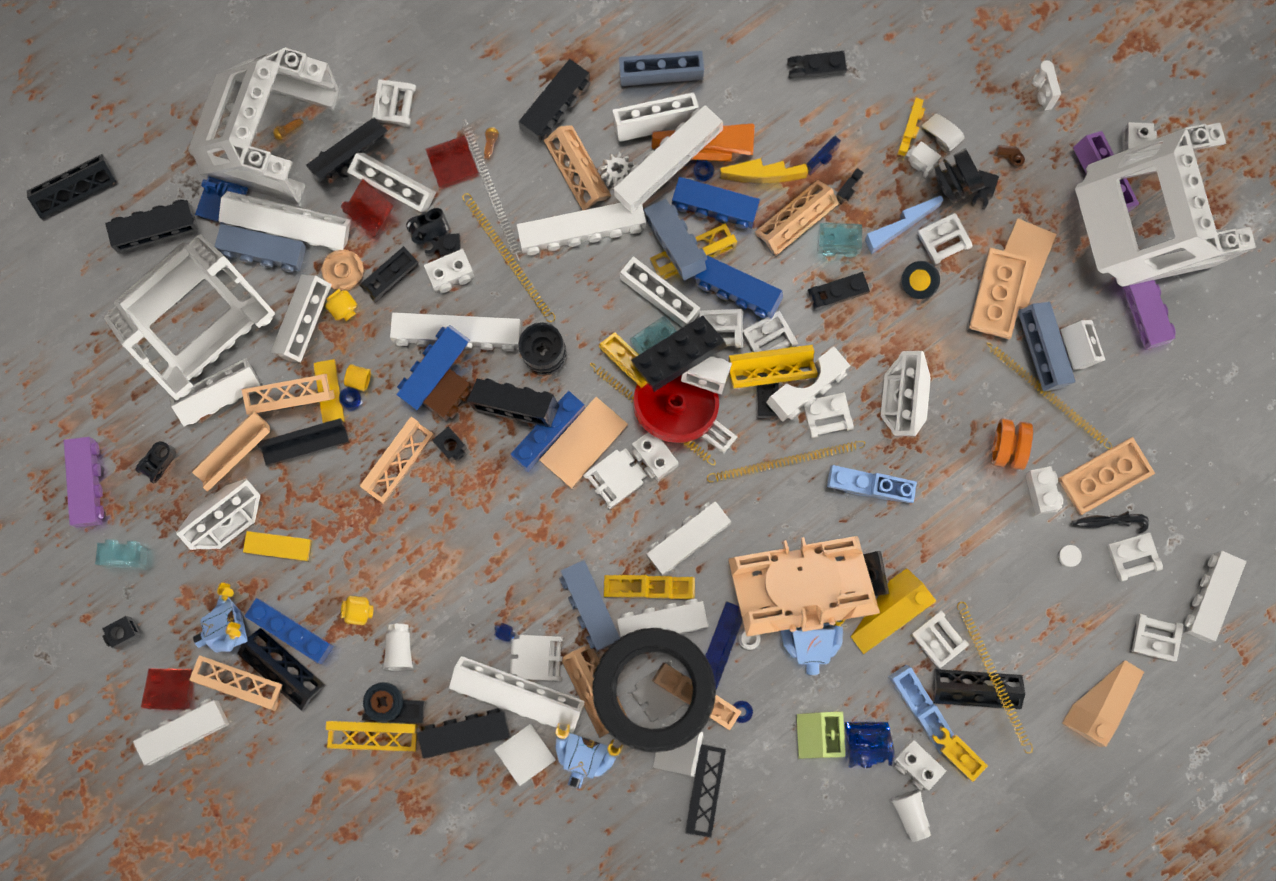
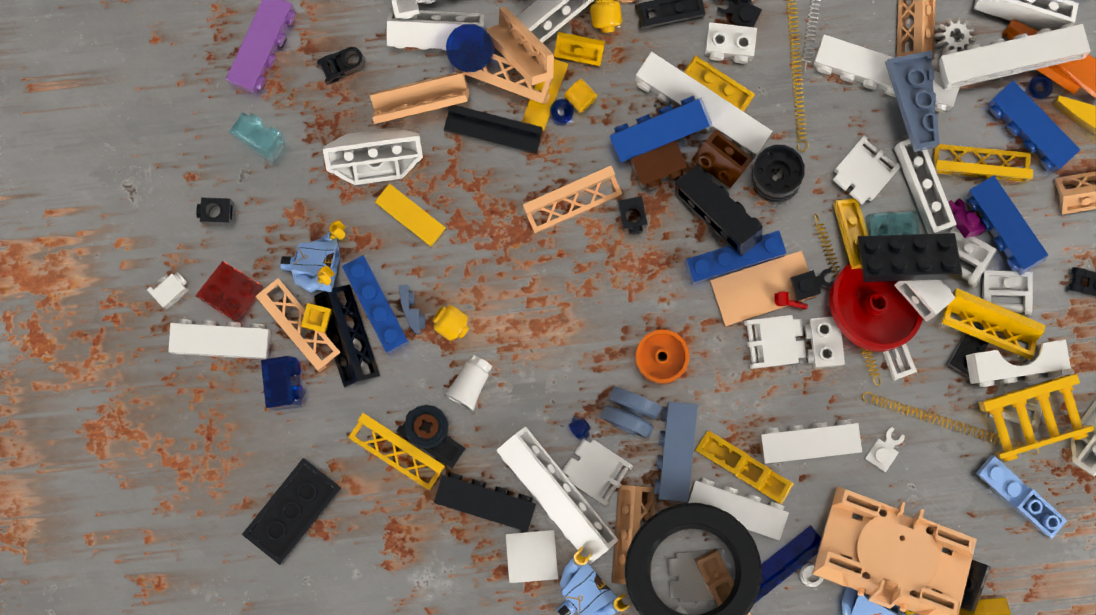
camera: 30 degrees right, 5 degrees up
(118, 716) = (169, 290): none -> white brick
(247, 668) = (316, 318): none -> yellow tile
(248, 390) = (470, 48): none -> clear blue tile
(249, 735) = (282, 382): none -> clear blue brick
(288, 366) = (522, 48): none -> light nougat fence
(315, 833) = (291, 511): none -> black plate
(323, 622) = (413, 316): none -> sand blue slope
(335, 343) = (579, 49): none -> yellow plate
(459, 306) = (719, 83): none -> yellow tile
(494, 362) = (722, 158): none -> reddish brown brick
(536, 599) = (629, 415): none -> sand blue wheel
(537, 527) = (659, 371): none -> orange wheel
(602, 442) = (782, 299): none -> red hand
(608, 309) = (864, 171): none -> white plate
(610, 228) = (913, 88): none -> sand blue wing
(616, 418) = (809, 284): none -> black plate
(675, 239) = (972, 141): sand blue brick -> none
(707, 302) = (967, 221): none -> magenta plate
(748, 513) = (882, 453): none -> white plate
(825, 412) = (1018, 400): none -> yellow fence

